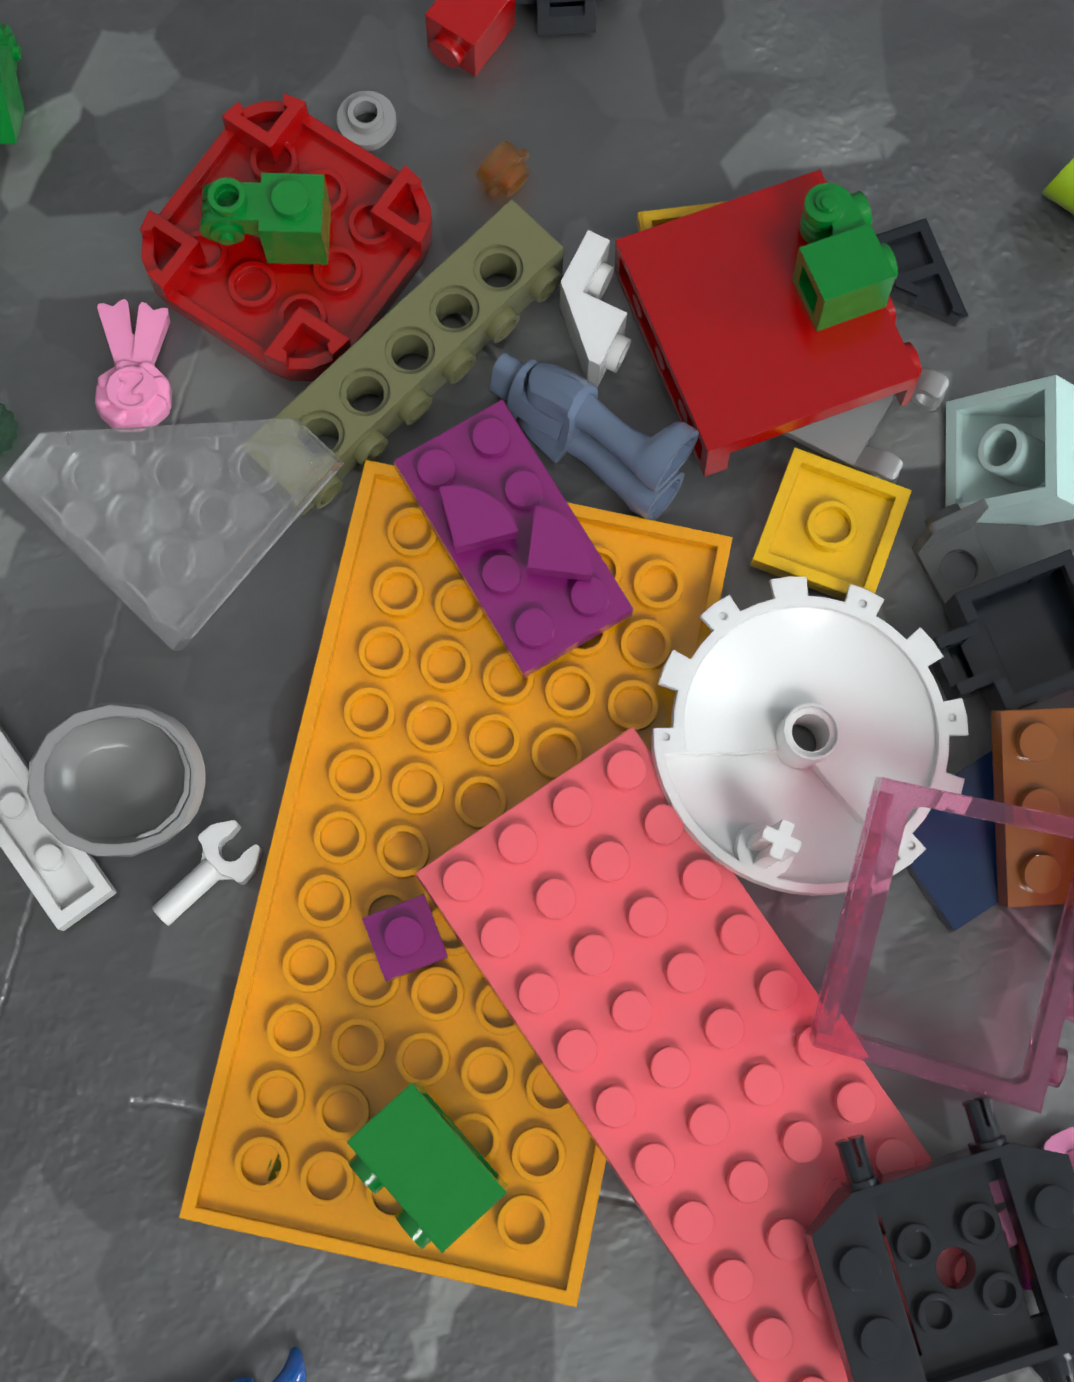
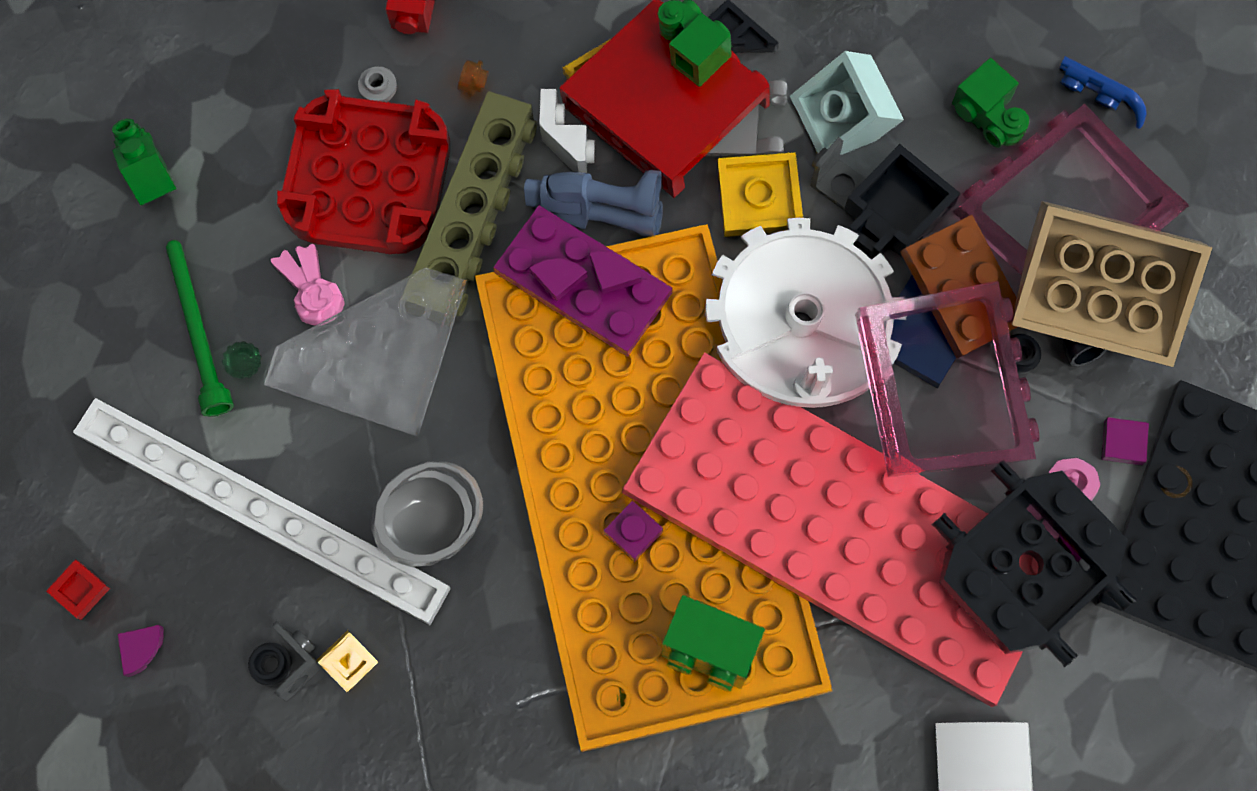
camera: 20 degrees left, 5 degrees down
(209, 871) = (498, 551): white bar -> none
(283, 210) = (357, 156): green brick -> none

